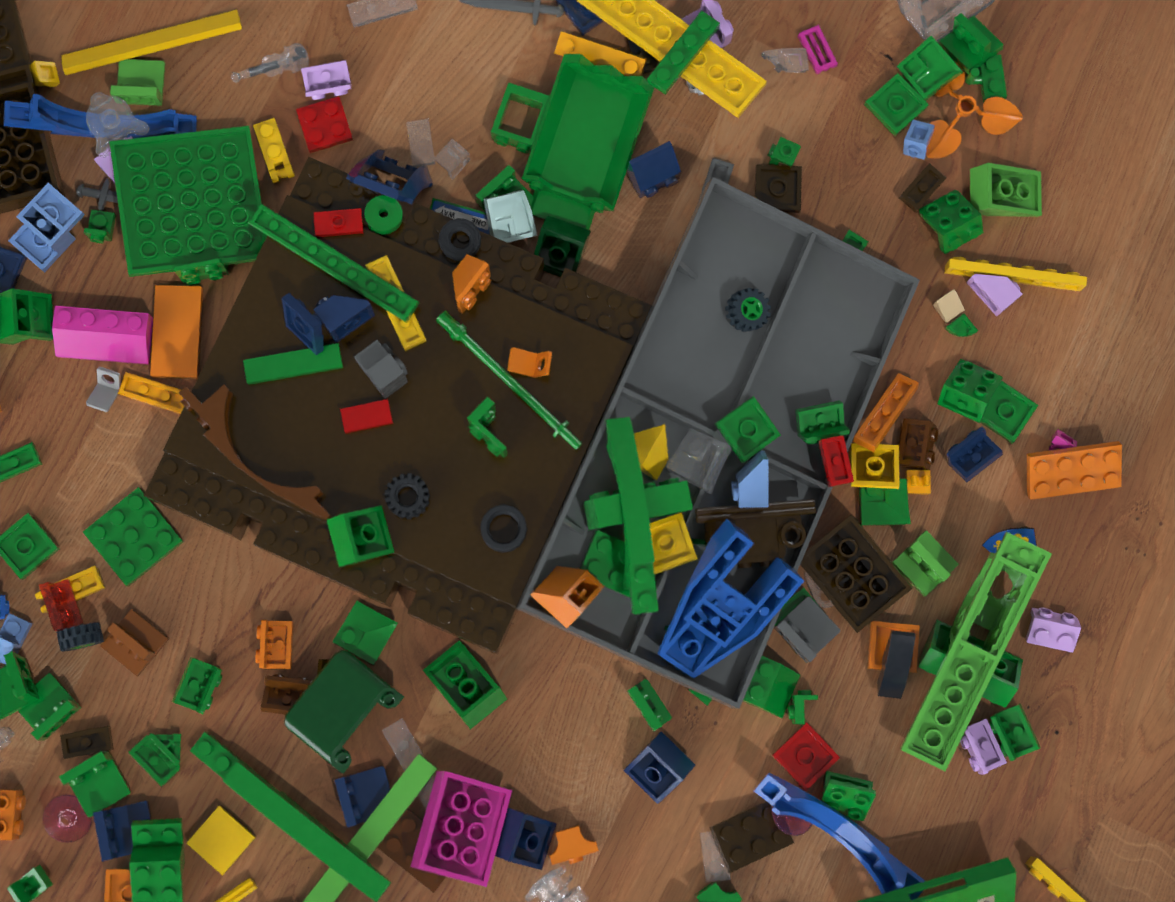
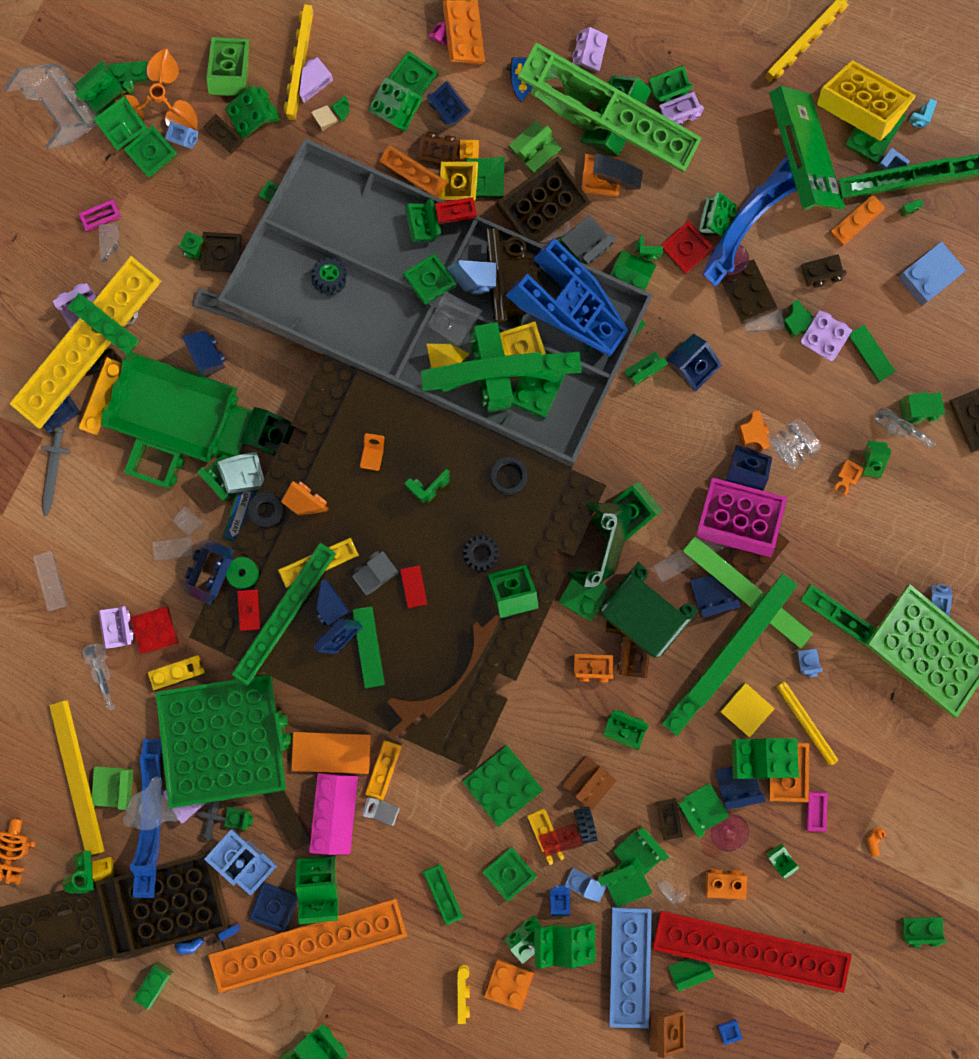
camera: 85 degrees left, 5 degrees up
(38, 51) = (82, 874): none -> green plate
(97, 283) = (288, 819): none -> dark brown tile
(159, 756) = (681, 761): green slope -> none
(450, 665) = (615, 519): none -> dark green windscreen
(459, 333) = (346, 509): green bar -> none
(567, 593) = (562, 424): orange slope -> none

